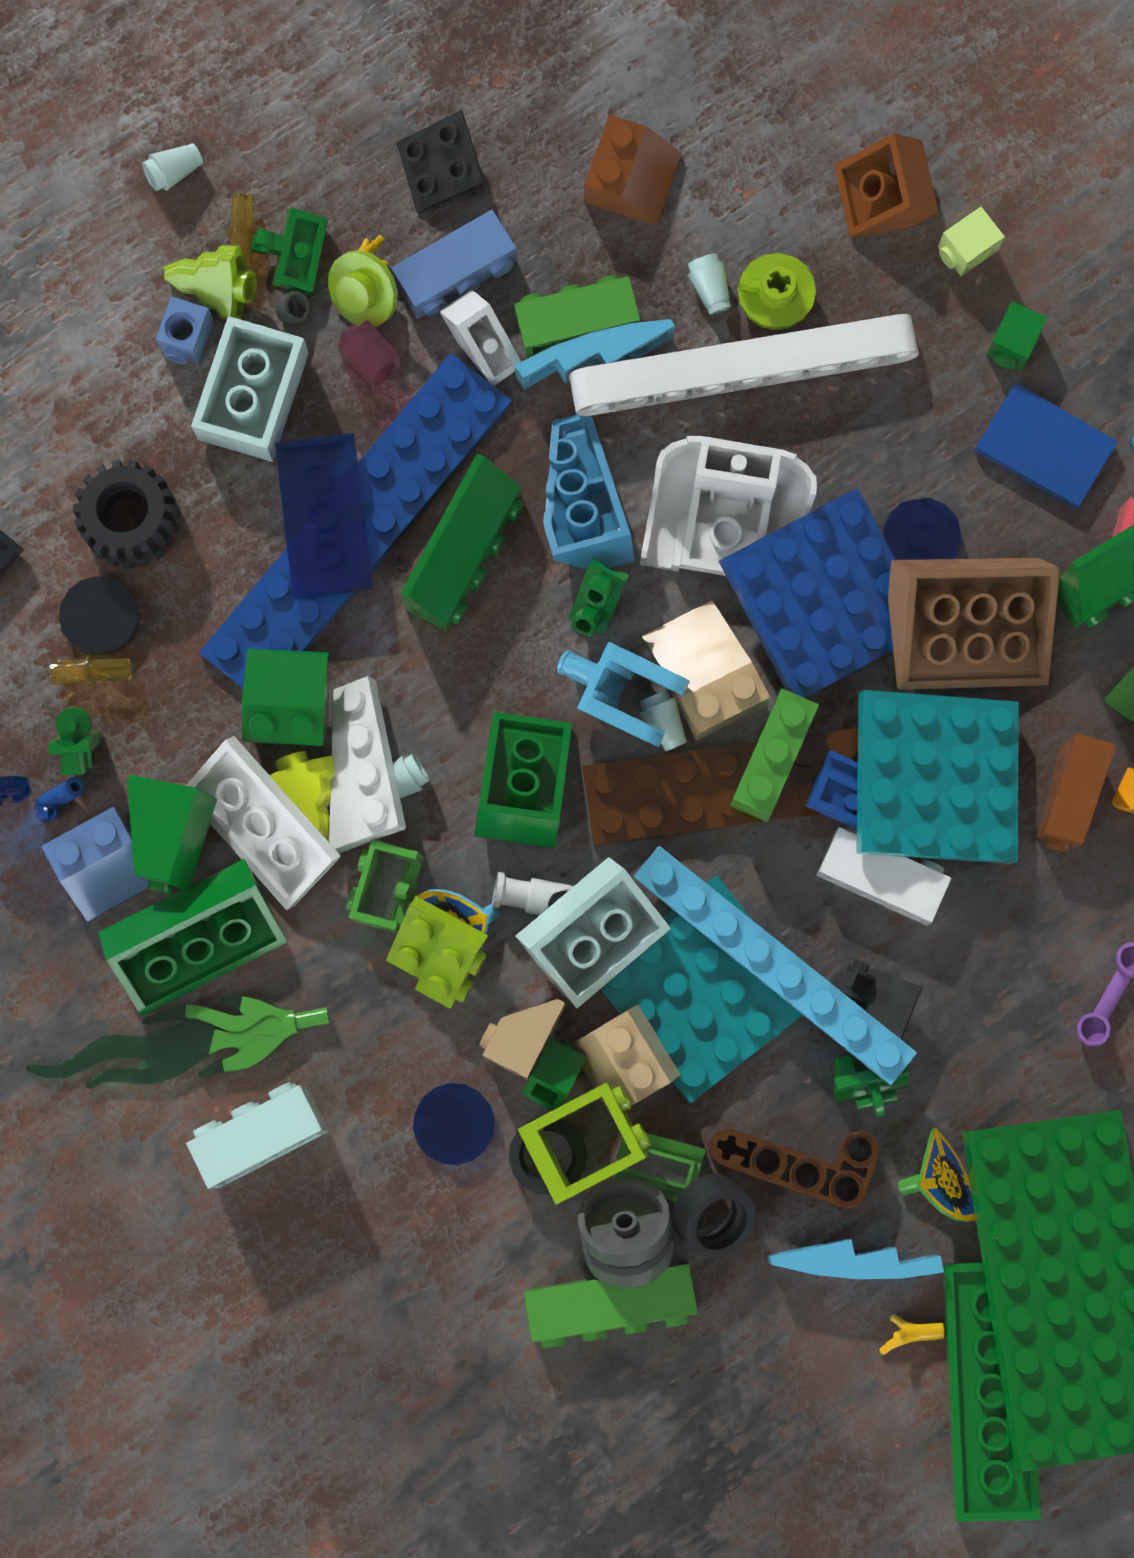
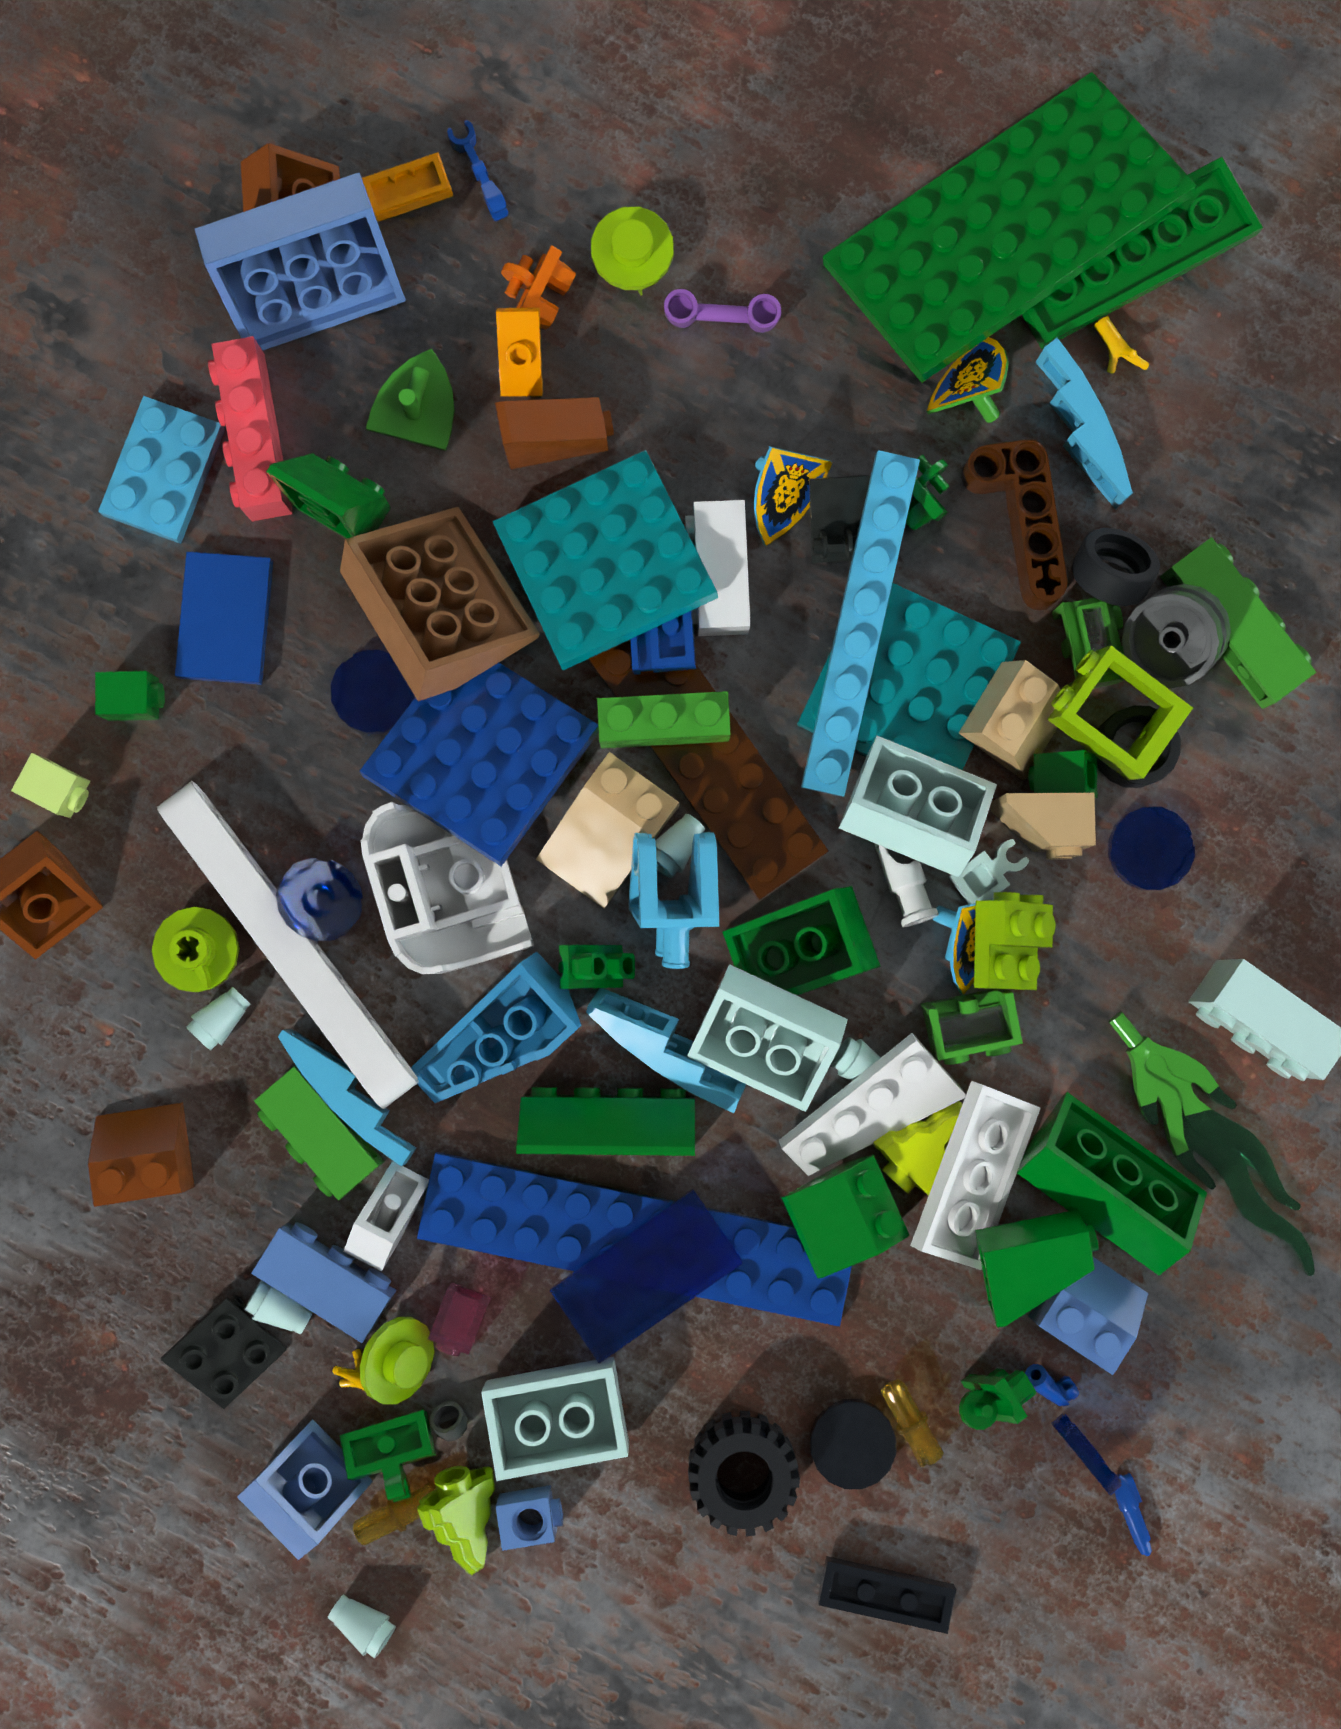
camera: 120 degrees left, 5 degrees up
(300, 171) = (303, 1490): none -> medium blue slope
(452, 216) = (277, 1309): none -> light aqua cone
(464, 707) = (768, 1038): none -> light aqua brick
(504, 964) = (985, 875): none -> light aqua plate
(509, 618) = (653, 1040): none -> medium azure slope
(767, 407) = (319, 899): none -> clear blue tile
(926, 961) = (784, 490): none -> shield

